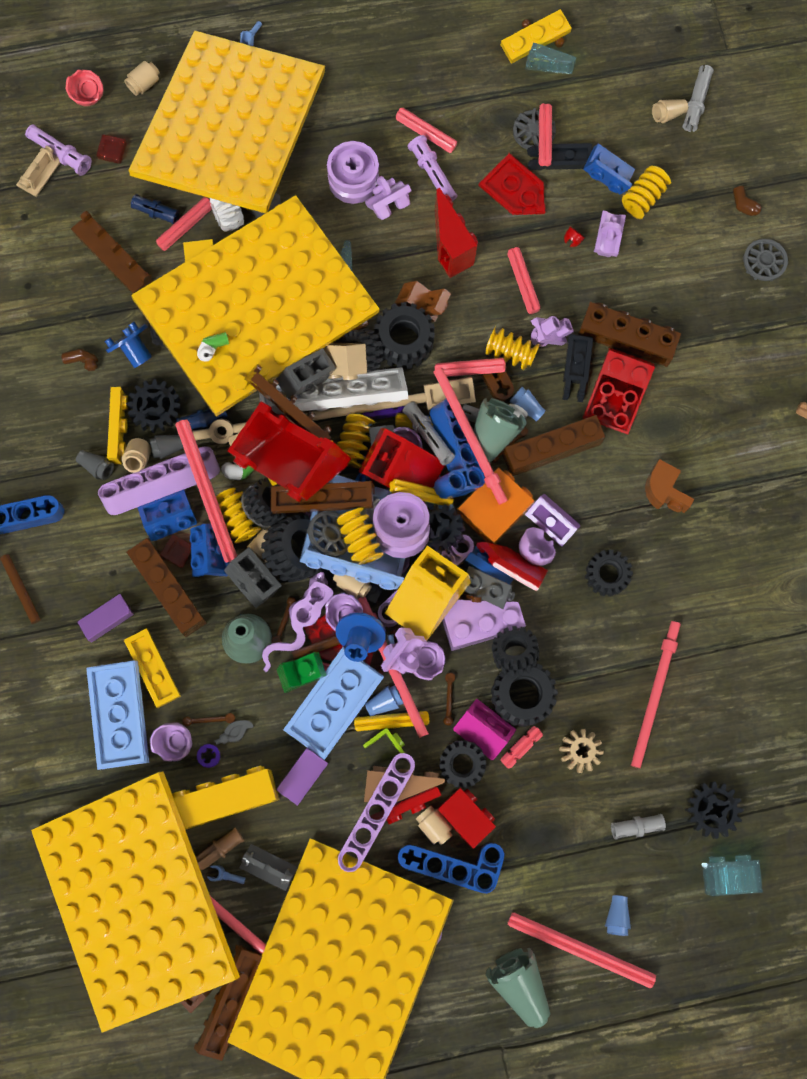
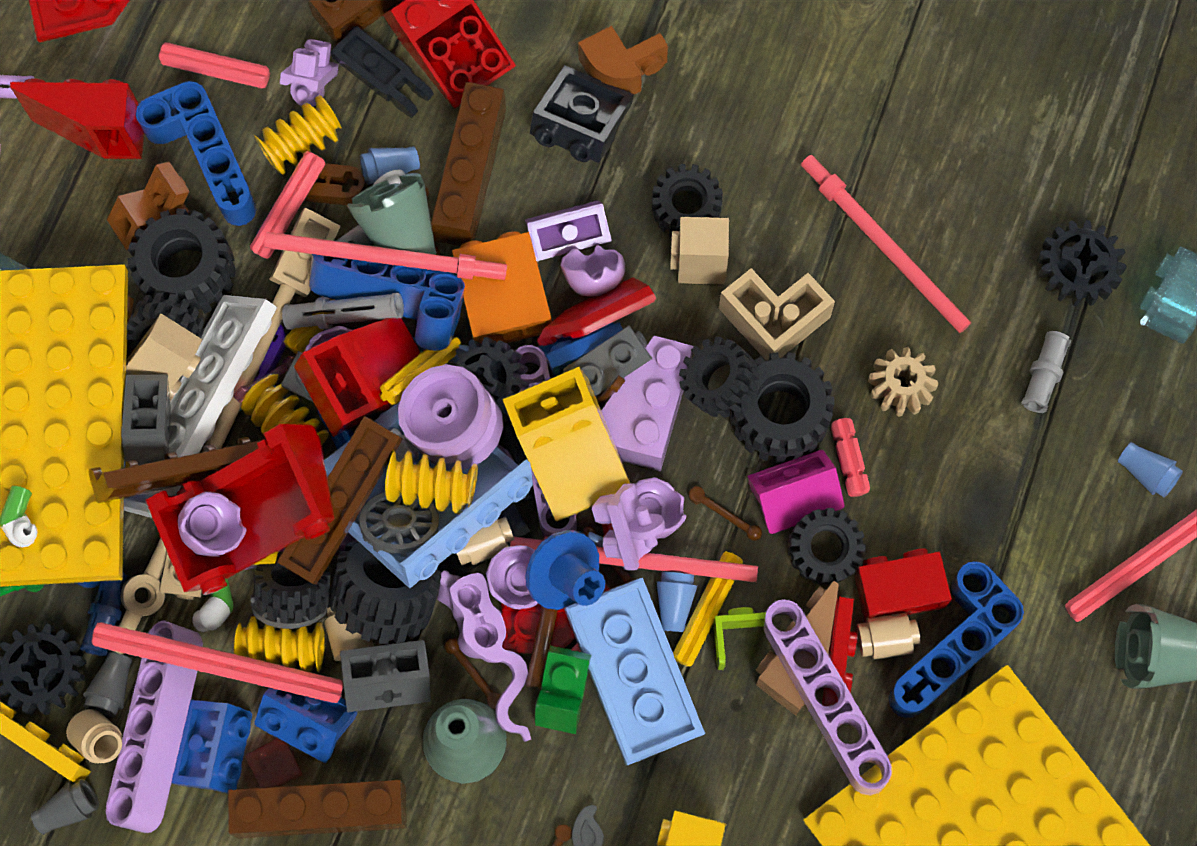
camera: 50 degrees left, 5 degrees down
(269, 441) = (210, 524): none -> lavender hair
(302, 776) = (709, 778): medium lavender slope -> none
(378, 421) = (242, 391): none -> clear pink hinge
(471, 310) = (210, 154): none -> blue beam
(569, 663) = (775, 321): none -> tan brick
(583, 597) = (701, 250): none -> tan piece
(620, 486) = (580, 115): none -> black plate

